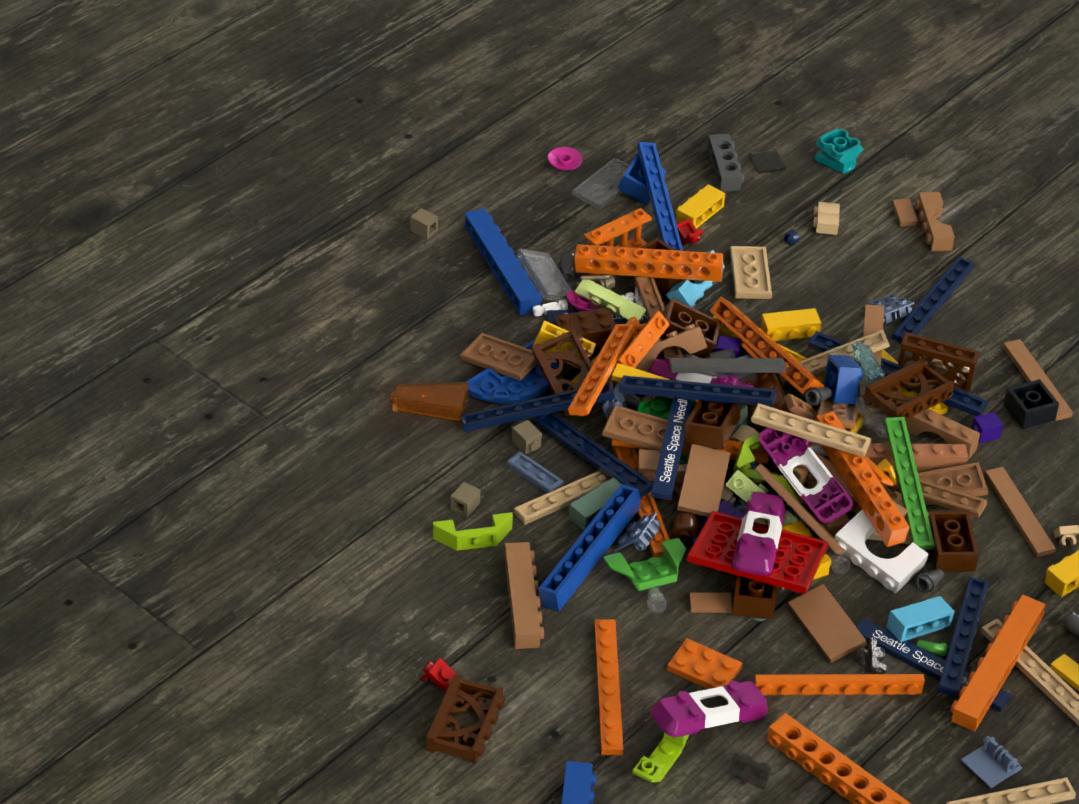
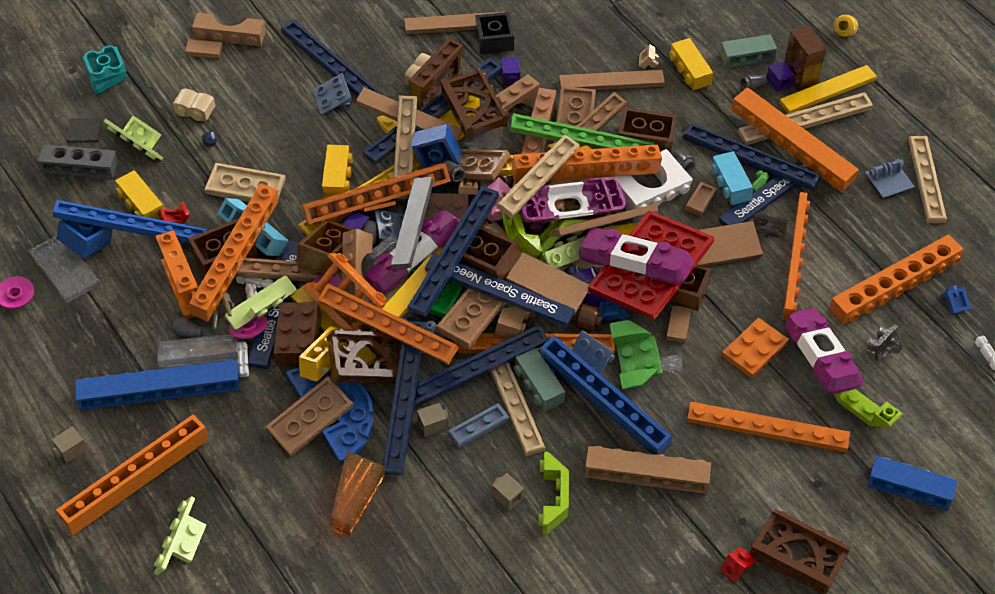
camera: 75 degrees left, 10 degrees up
(356, 307) = (183, 538): none -> yellowish green bracket
(405, 263) = (132, 475): none -> orange brick
(771, 191) = (140, 133): none -> yellowish green bracket
(867, 361) = (428, 120): clear light blue bracket -> none
(884, 602) = (701, 199): none -> medium nougat tile

